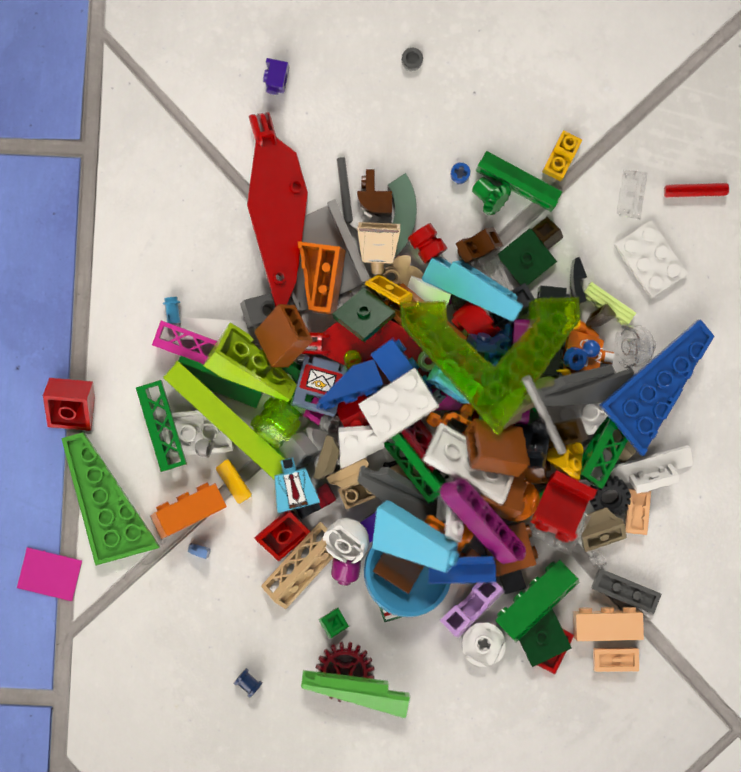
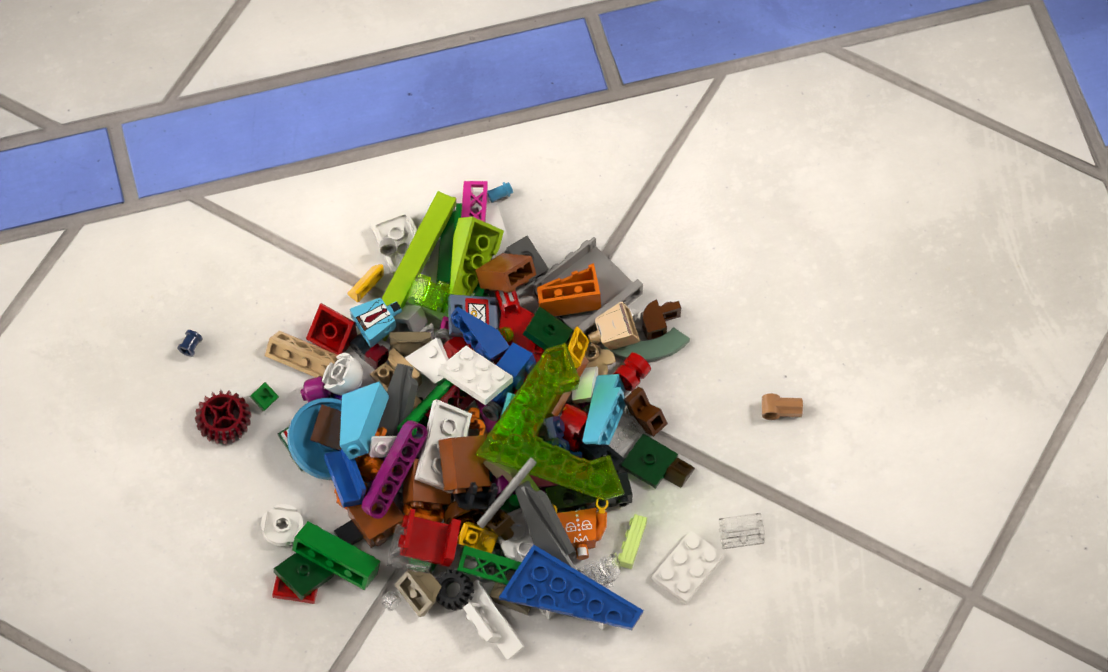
camera: 75 degrees right, 25 degrees down
(49, 574) = (239, 167): dark pink window -> none
(69, 404) = (391, 137): red slope -> none
(107, 513) = (307, 193): bright green wing -> none
(154, 426) = (394, 206): green fence -> none
(187, 510) = (328, 250): orange wedge -> none
(199, 551) = (295, 273): medium blue tile -> none
(276, 76) = (734, 212): dark purple brick -> none
(276, 206) = (619, 242): red wing -> none
(344, 187) = (657, 295): dark grey bar -> none
(358, 690) = (210, 427): bright green wedge -> none
(412, 59) = (794, 316): dark grey tile -> none
(454, 175) = (701, 386): blue bush -> none
(472, 607) = (300, 495): lavender arch -> none
(491, 195) = (694, 411): green gear -> none
(511, 110) = (776, 407): none -> medium nougat piece
(519, 181) = (717, 433): green fence -> none
(562, 156) = (755, 464): yellow slope -> none
(576, 358) = (582, 527): blue plate -> none
(577, 274) = (648, 504): black slope -> none
(600, 316) = (617, 534): dark brown slope -> none
(608, 624) = (333, 625): light nougat brick -> none
(615, 659) = (302, 643): light nougat plate -> none
(626, 591) = (369, 633): dark grey plate -> none
(638, 513) = (446, 622): light nougat plate -> none
(696, 190) = (767, 587): red axle -> none

